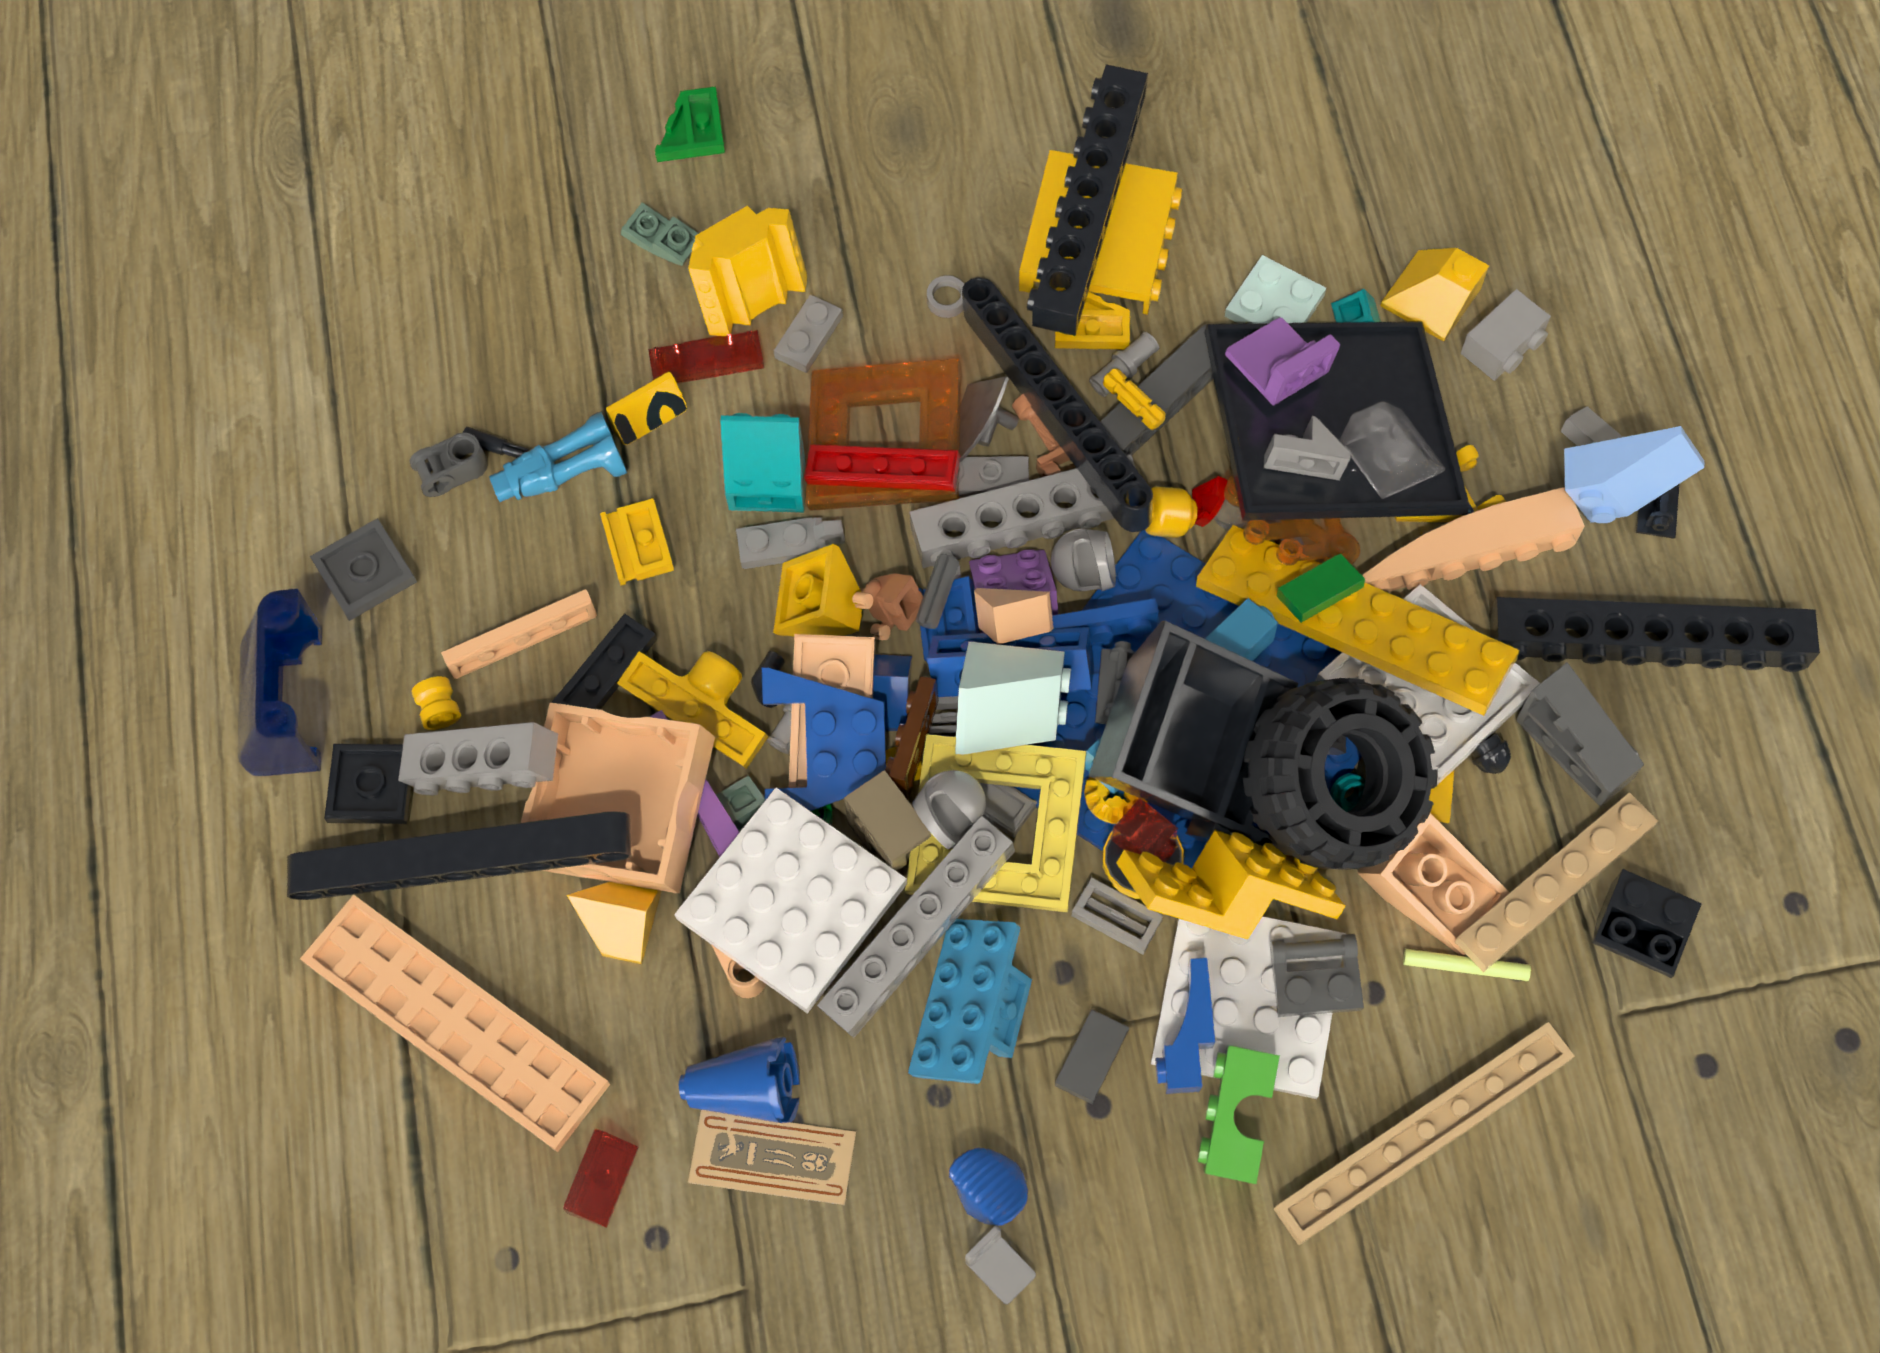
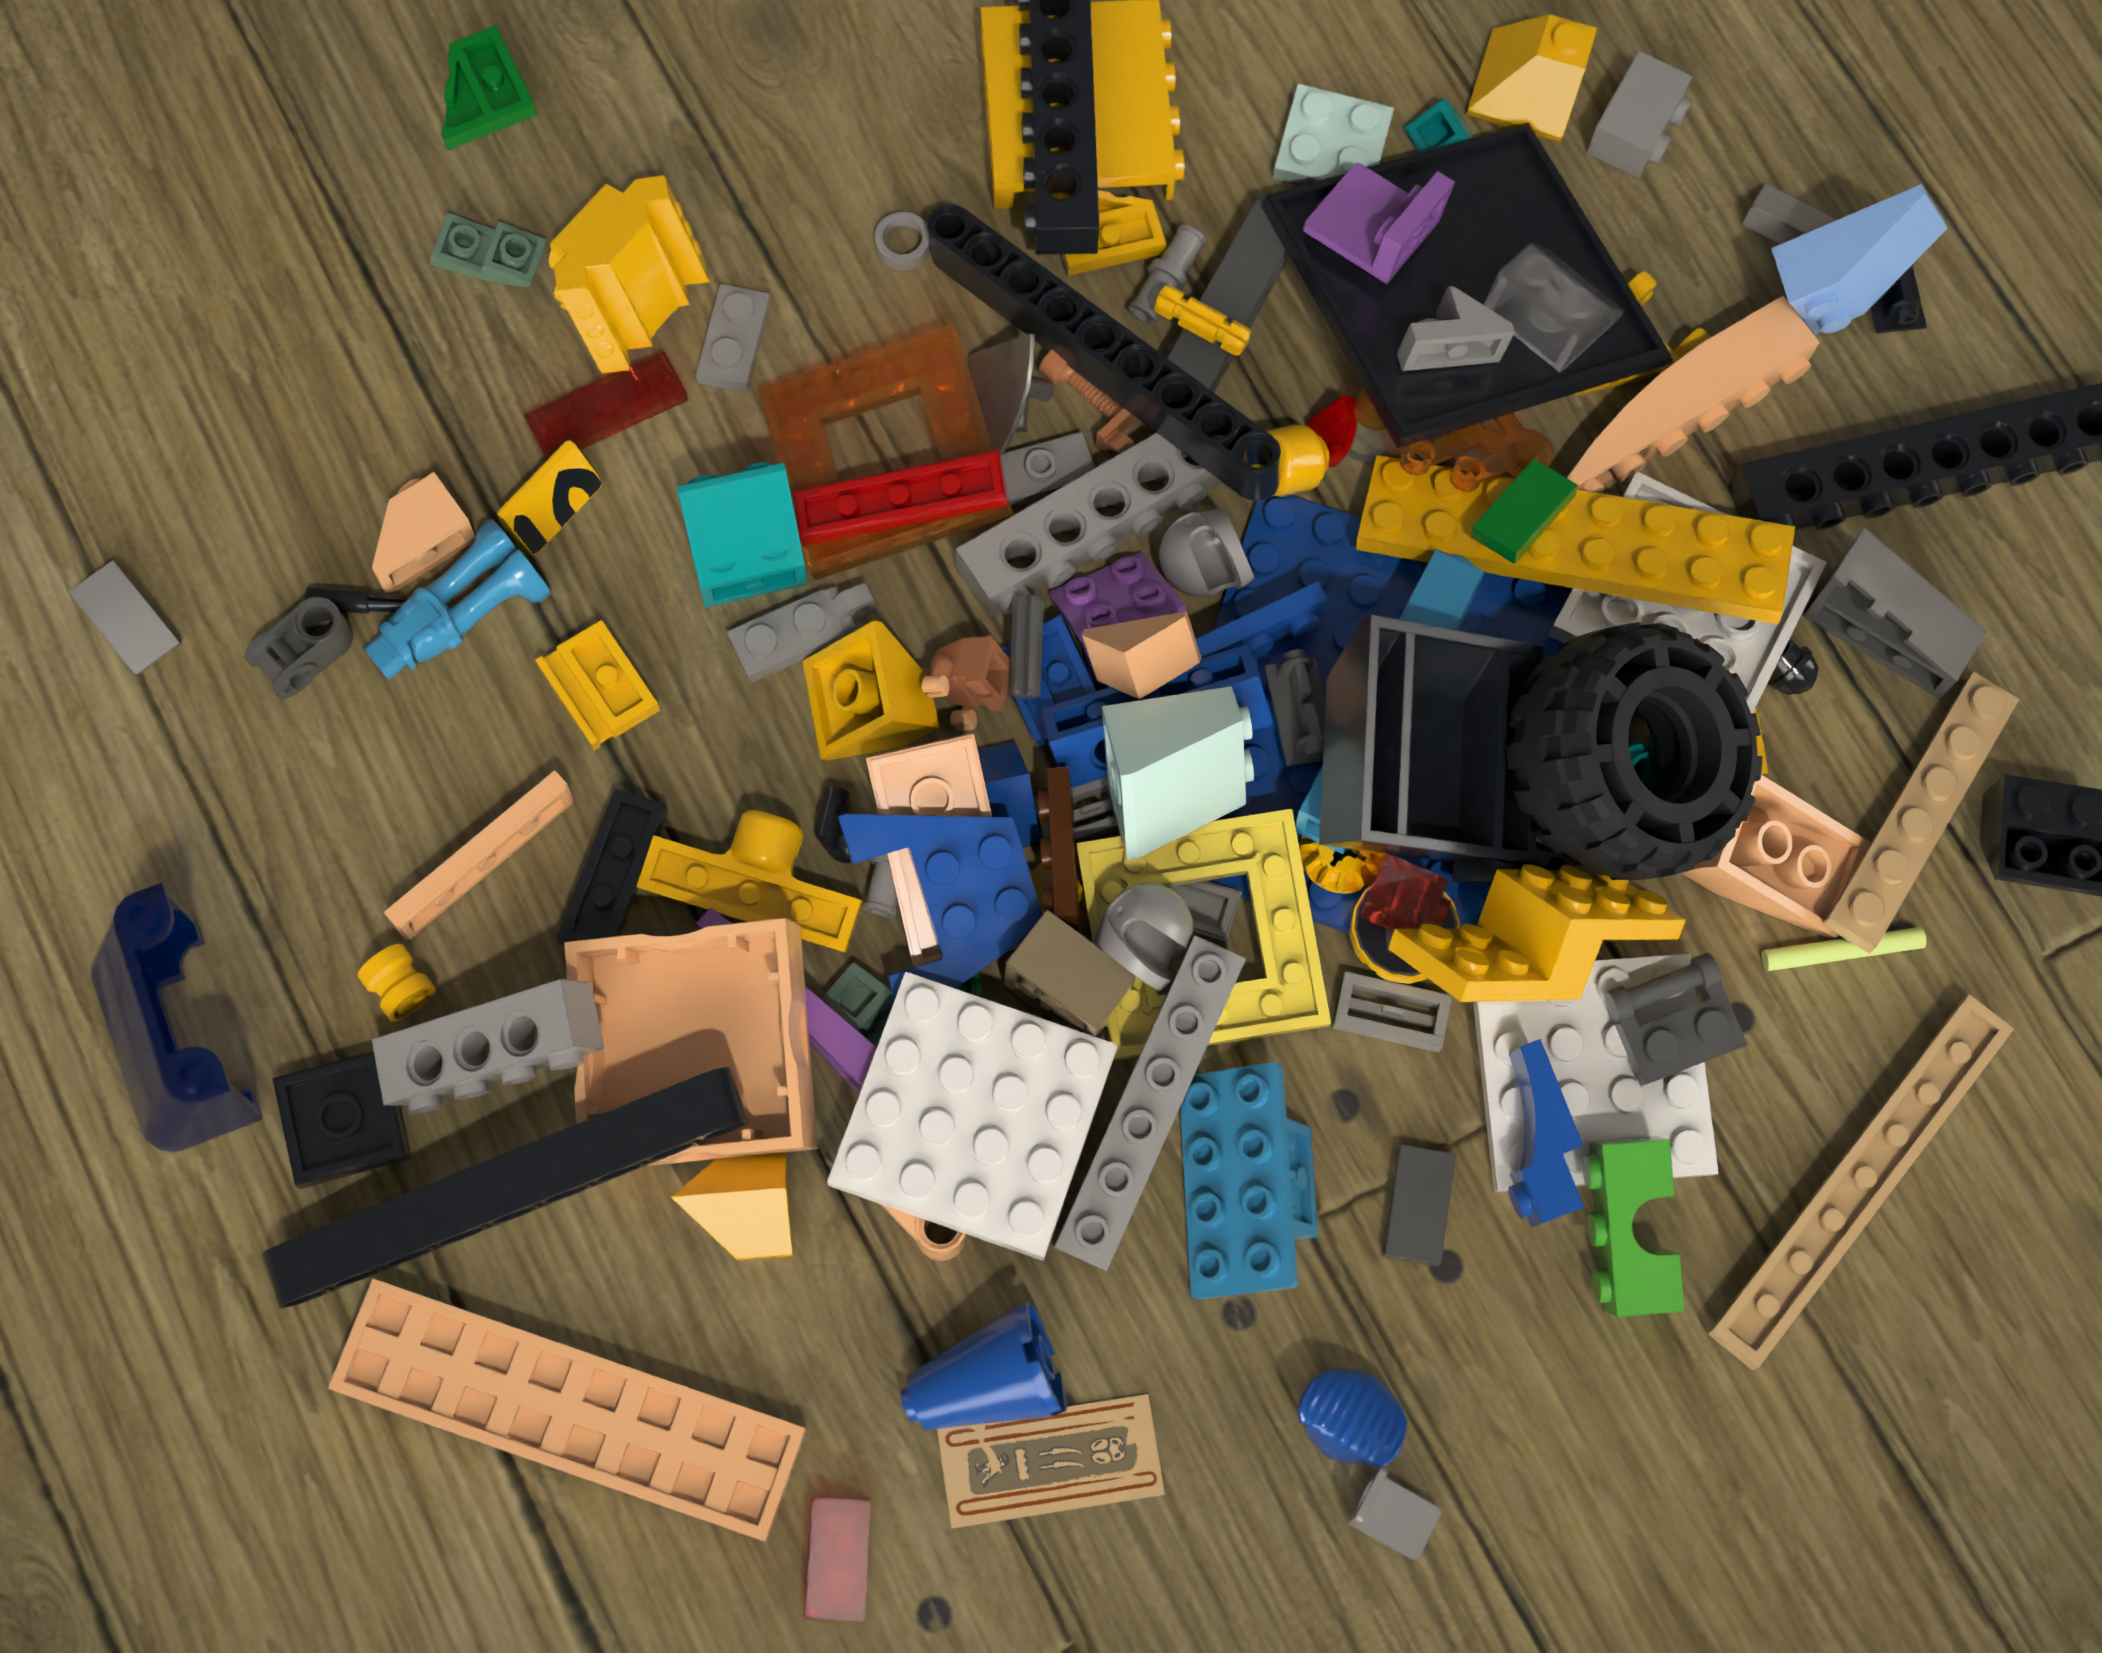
camera: 25 degrees left, 5 degrees up
(341, 416) = (124, 618): none -> light grey slope
(363, 569) = (229, 824): dark grey plate -> none
(550, 410) = (419, 533): none -> light nougat slope

